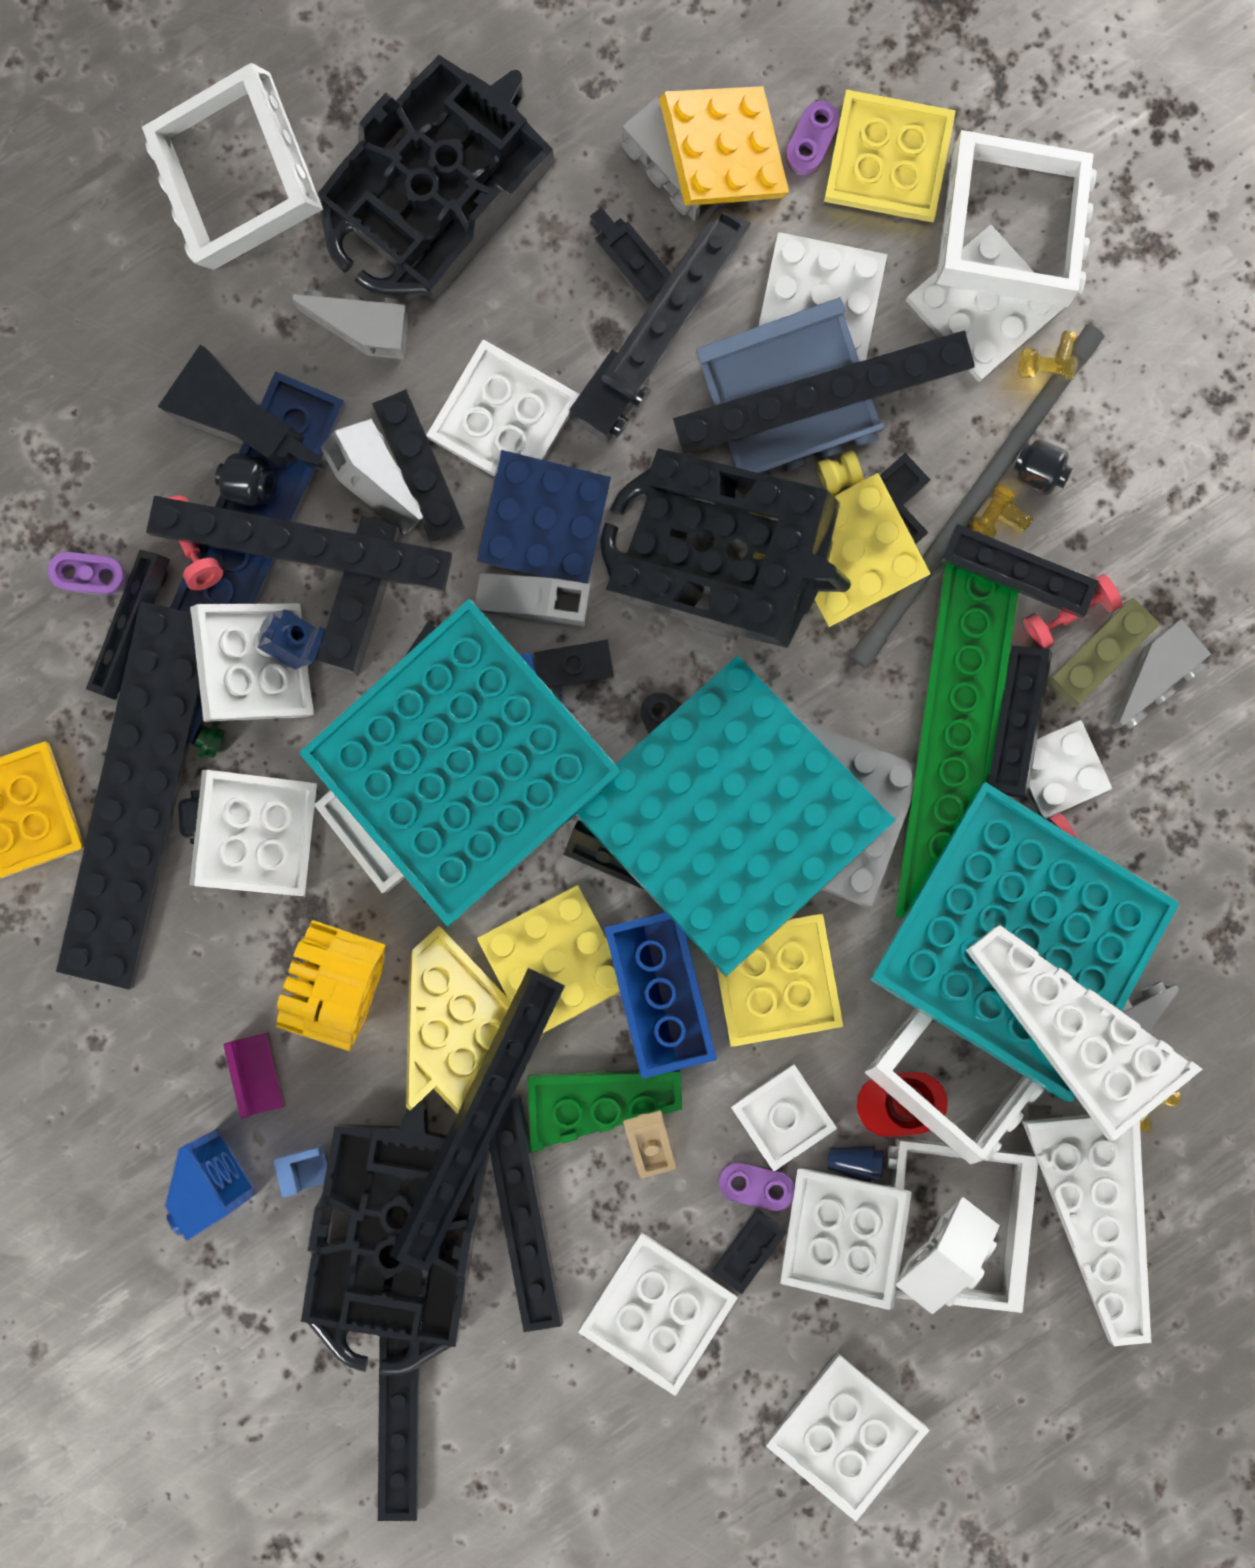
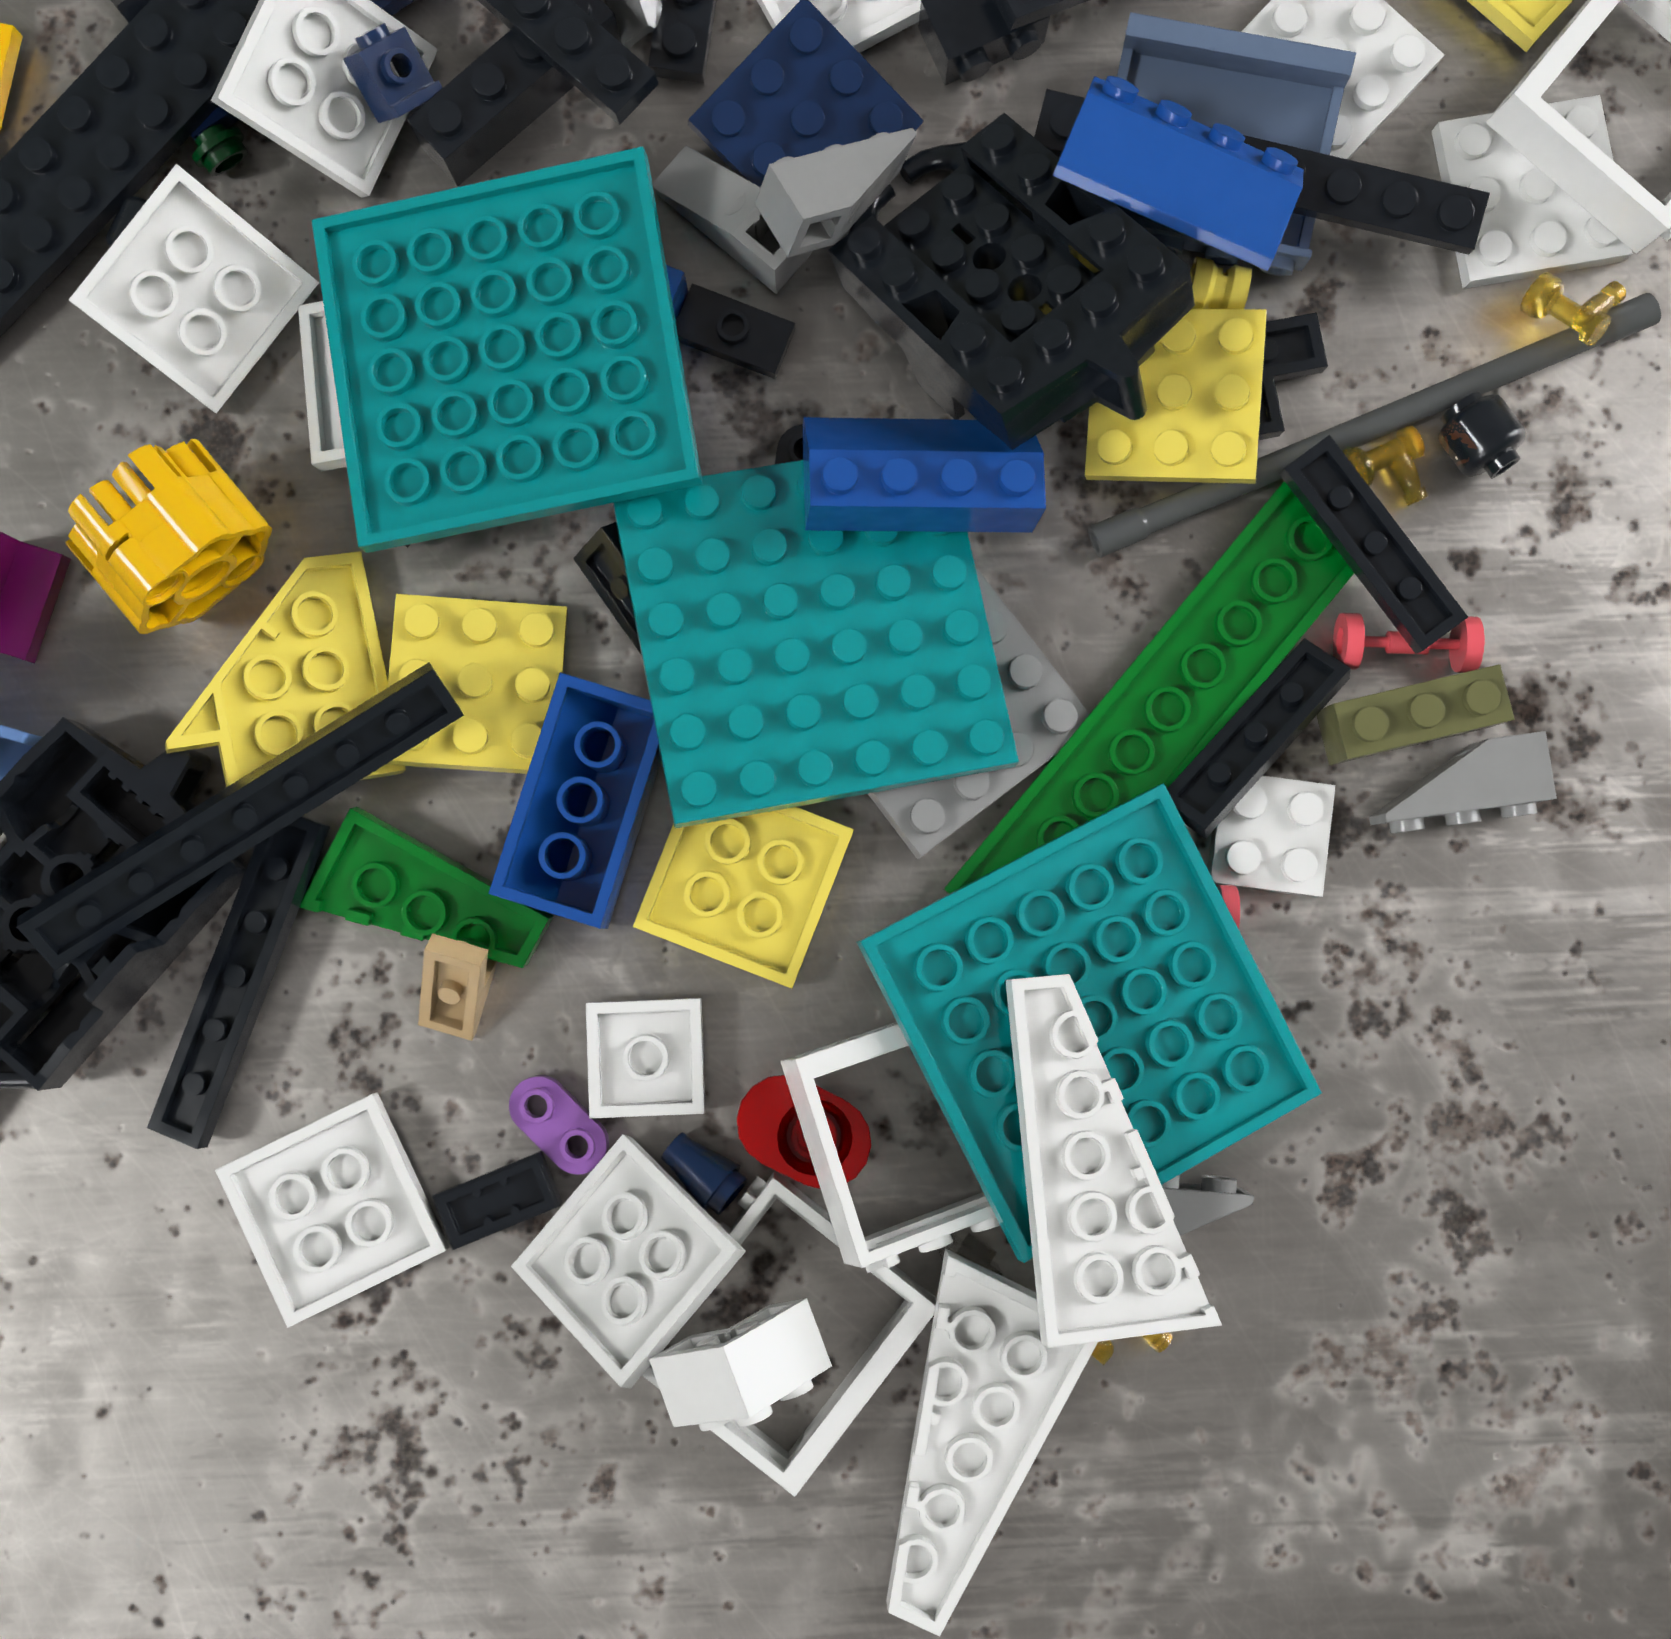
camera: 25 degrees right, 0 degrees up
(586, 565) = (823, 193): none -> light grey slope
(737, 691) = (918, 477): none -> blue slope
(784, 429) = (1181, 171): none -> blue slope
(846, 1436) = (475, 1515): white plate -> none

